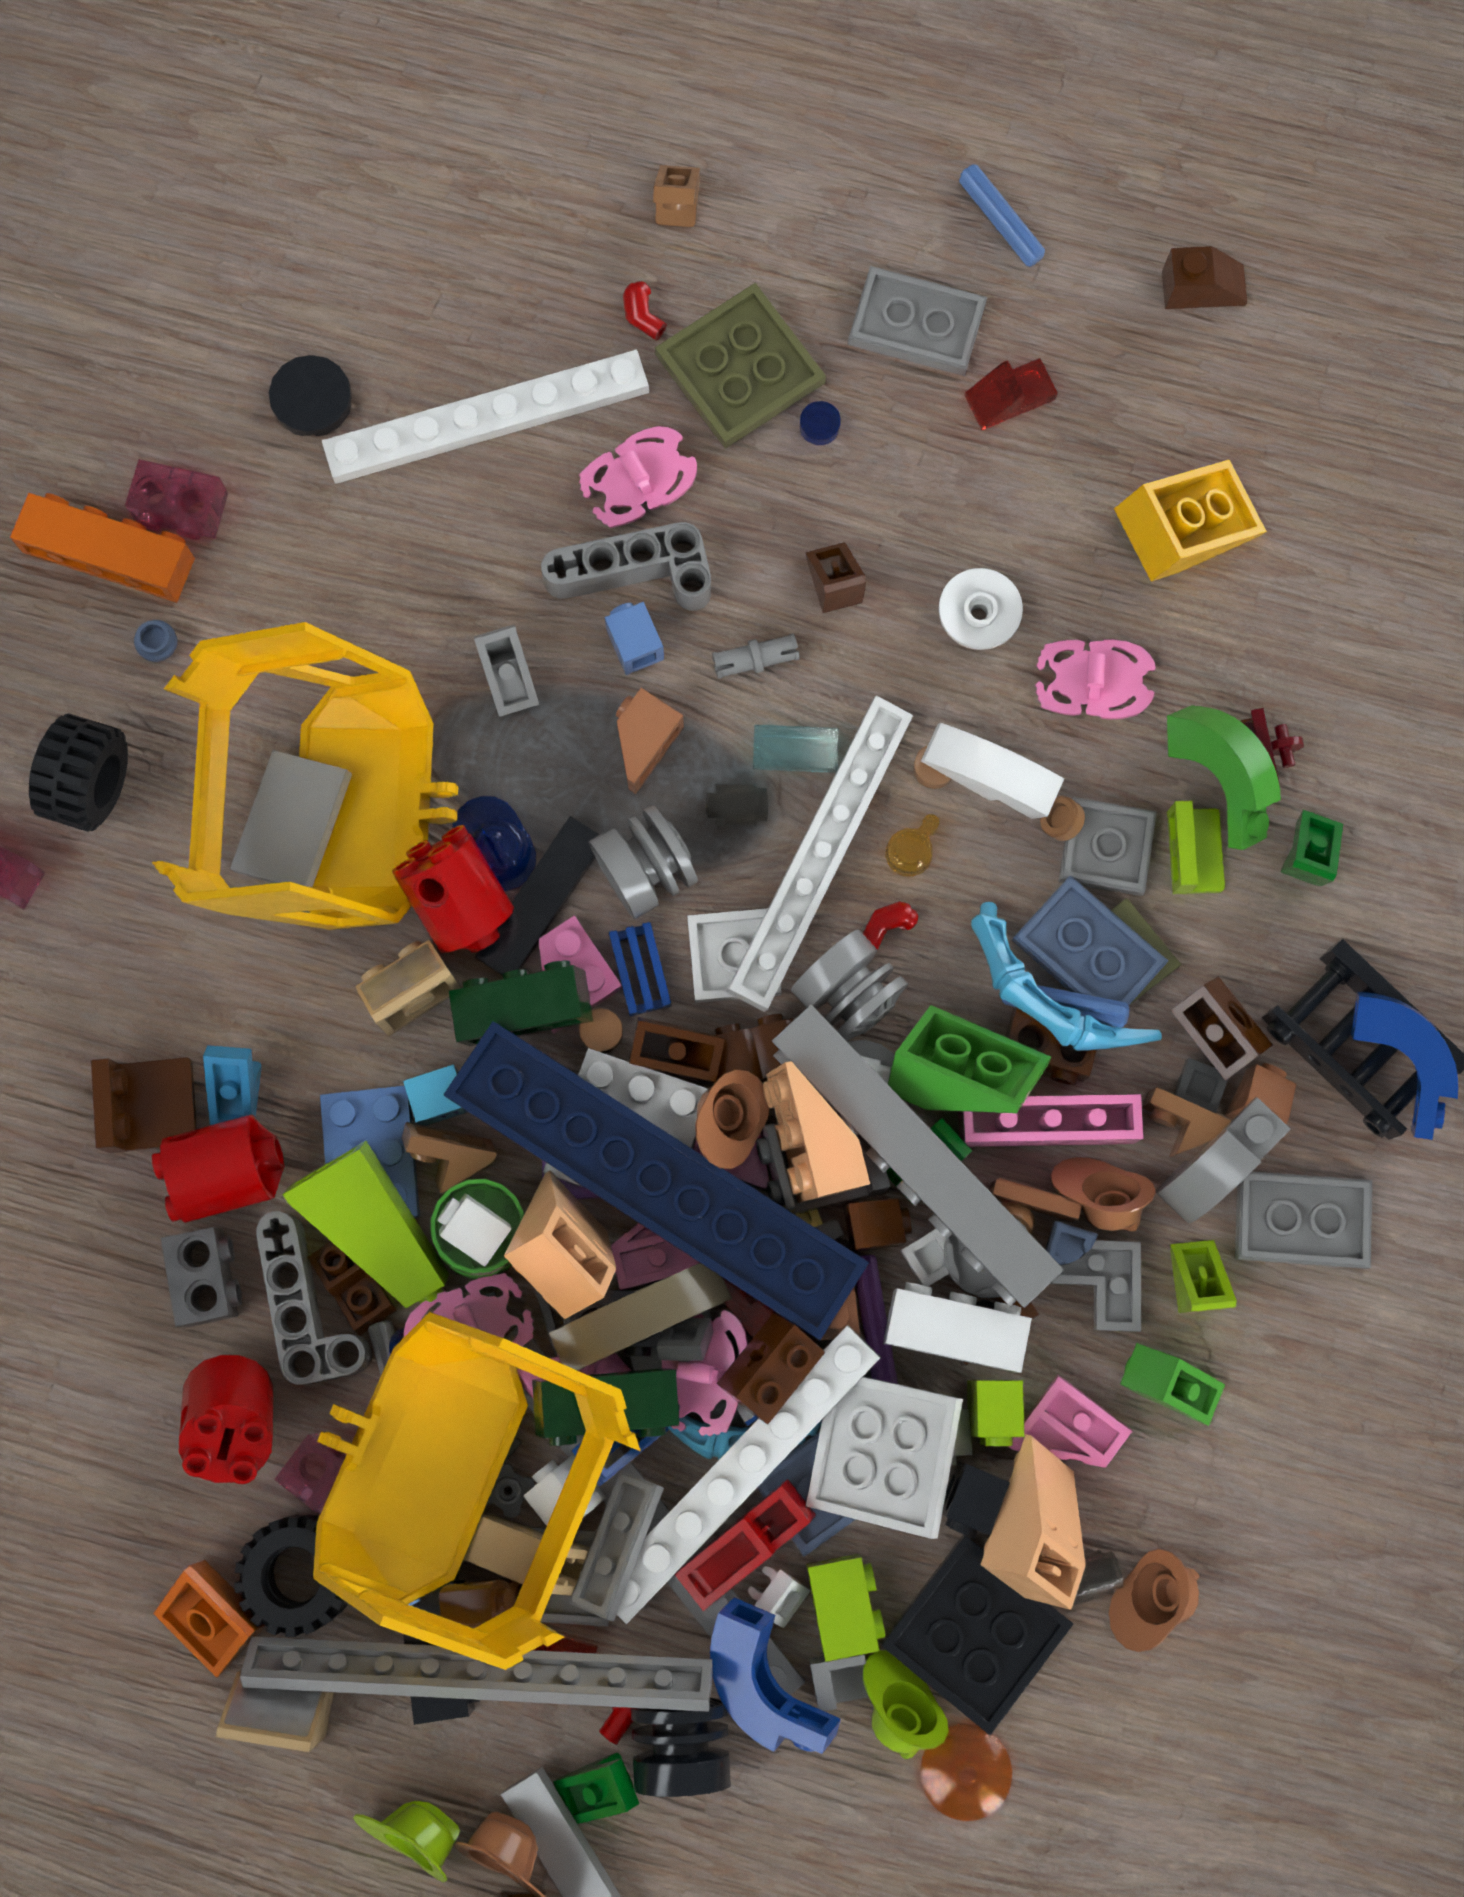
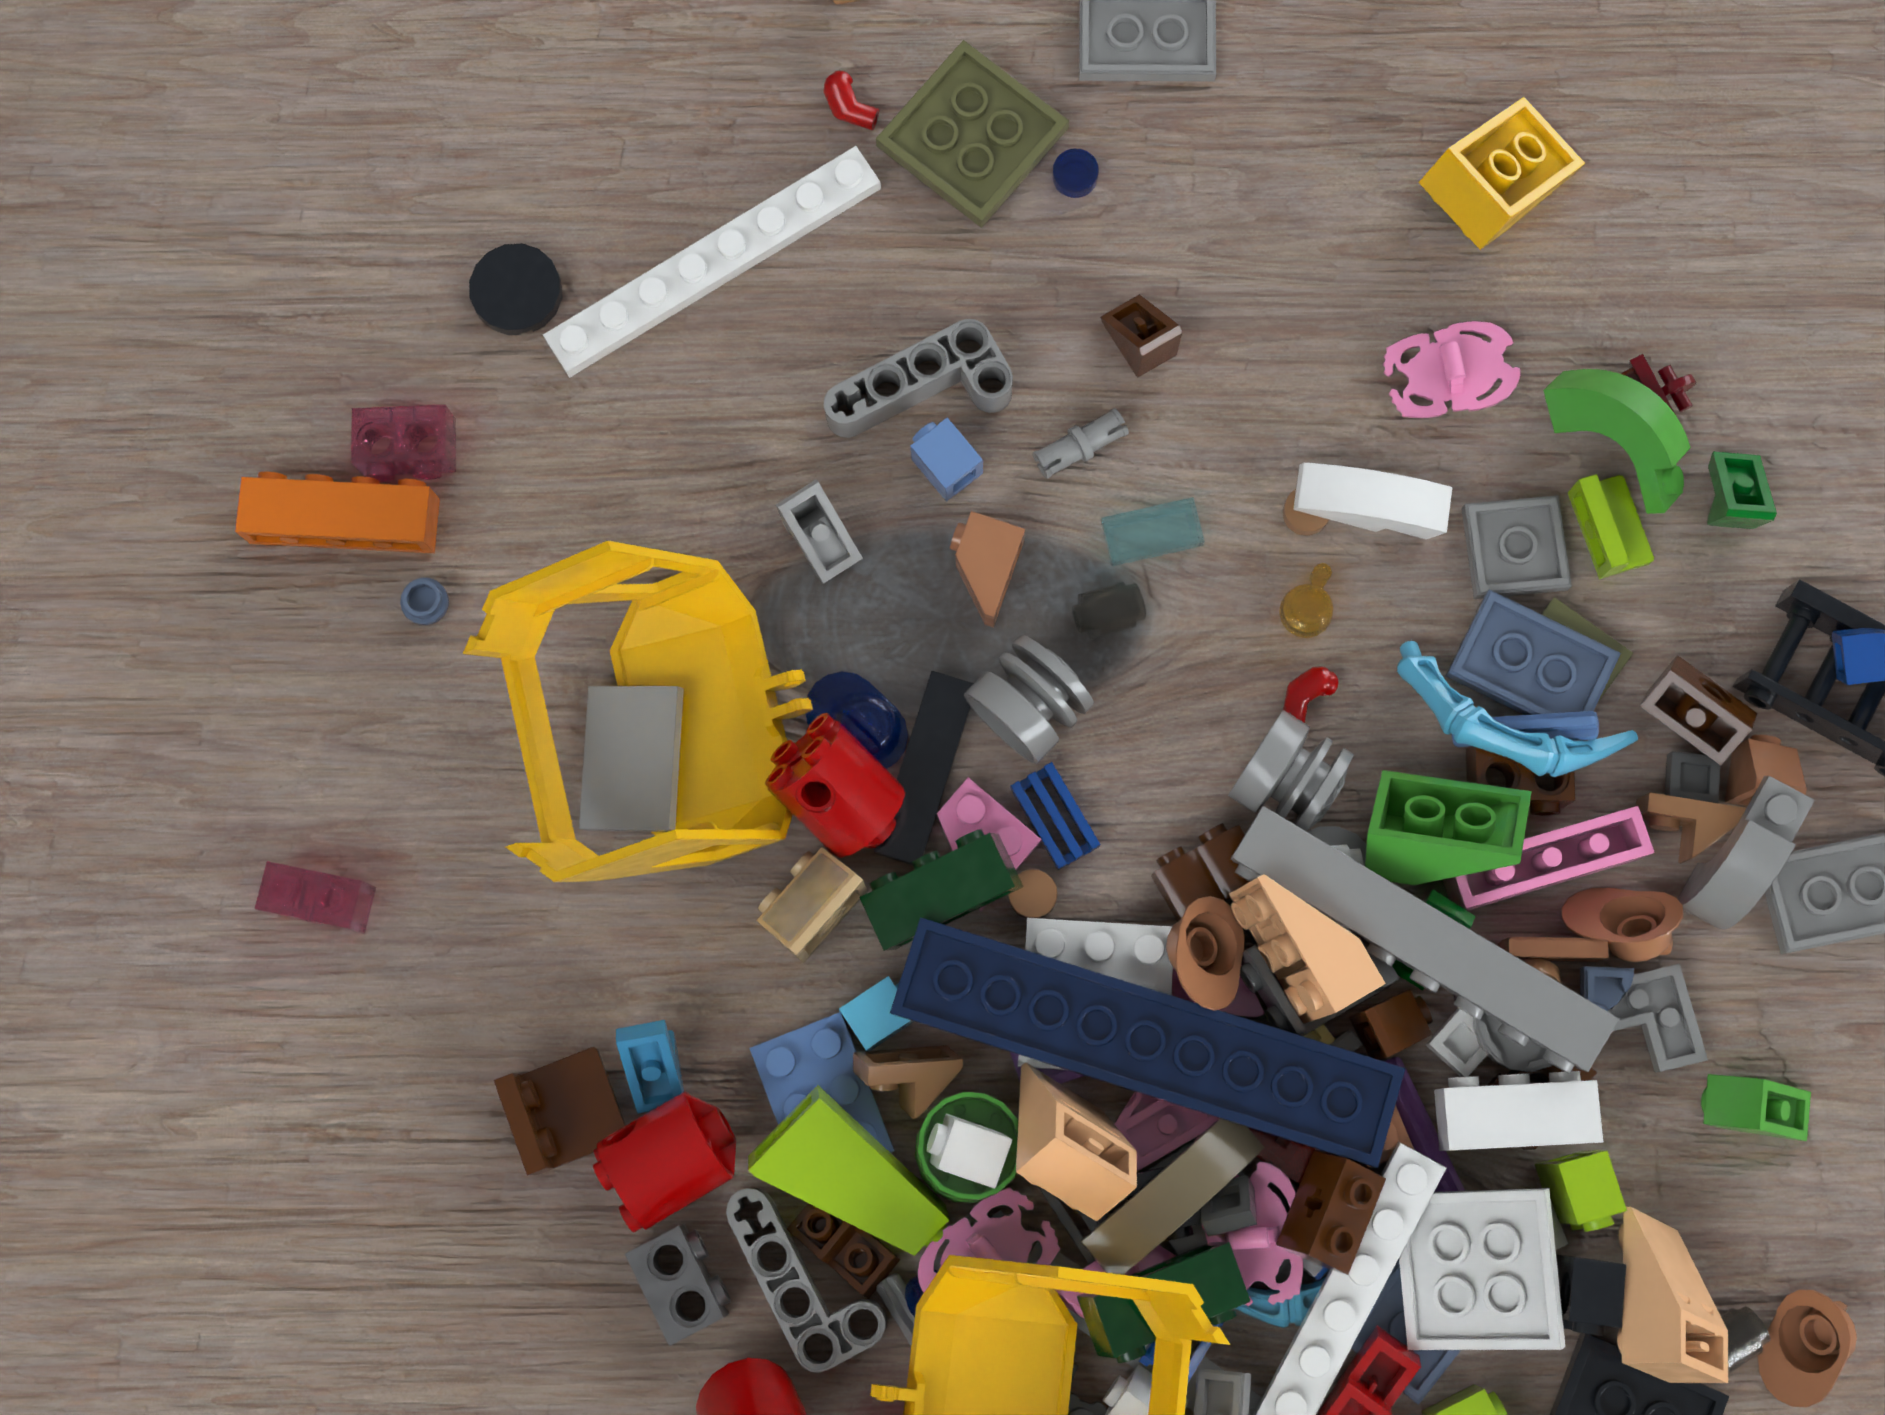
camera: 10 degrees left, 0 degrees up
(78, 772) = (386, 768): black tyre -> none
(640, 475) = (898, 281): bright pink shield -> none
(676, 1049) = (1122, 893): reddish brown slope -> none
(718, 948) = (1153, 773): white plate -> none
(819, 855) = (1215, 640): white plate -> none
(986, 591) = (1312, 308): white dish -> none
(1010, 392) = (1269, 86): clear red slope -> none
(1064, 819) = (1464, 531): medium nougat tile -> none
(1074, 1426) = (1668, 1181): bright pink wing -> none
(1200, 1277) = (1754, 985): lime slope -> none

